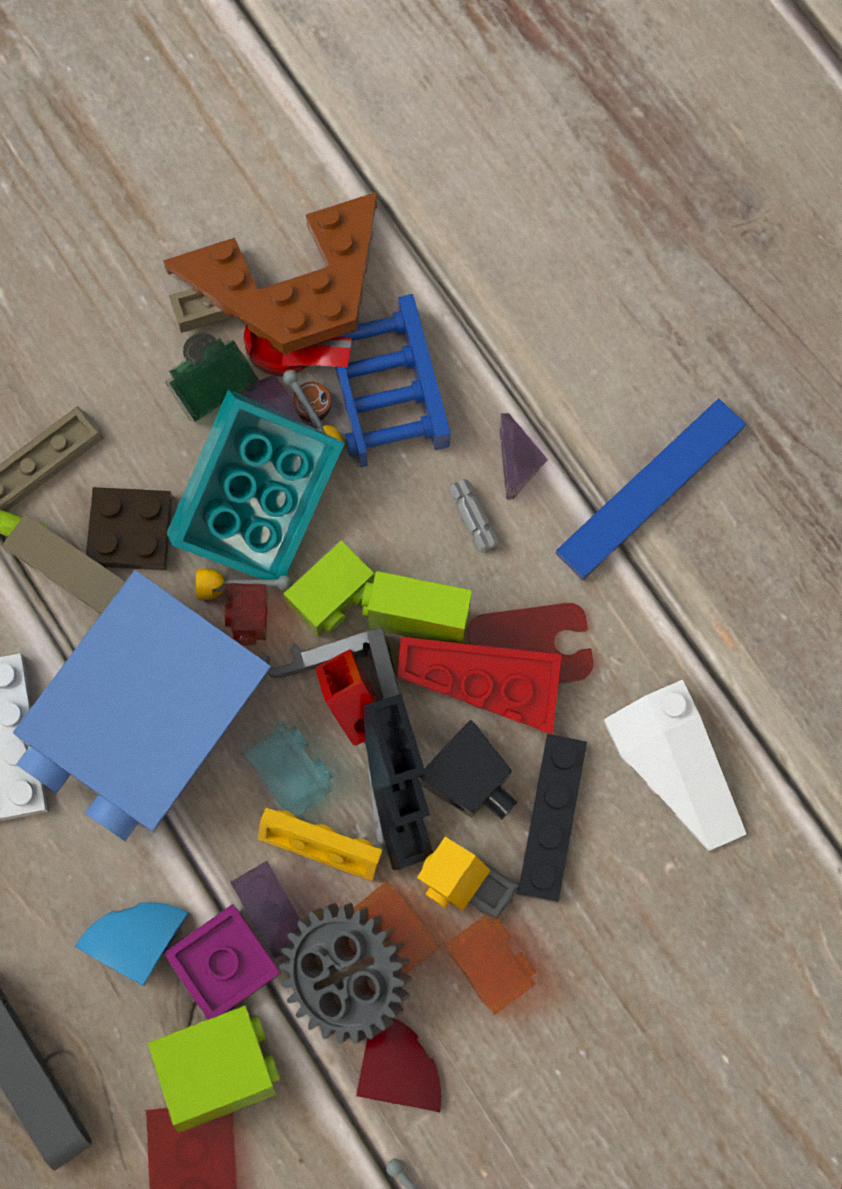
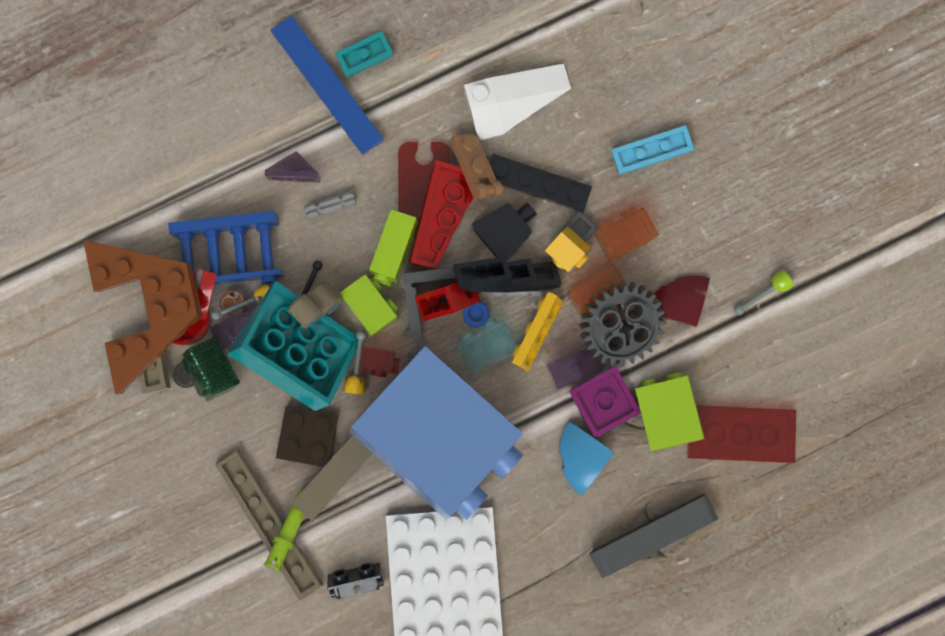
camera: 80 degrees left, 10 degrees up
(317, 505) = (316, 304): none -> dark tan animal
(336, 749) = (476, 315): none -> blue tile
(381, 509) = (317, 265): none -> black hinge
(561, 715) = (475, 166): none -> medium nougat plate
(631, 991) = (652, 150): none -> medium azure plate
(706, 534) = (364, 54): none -> teal plate

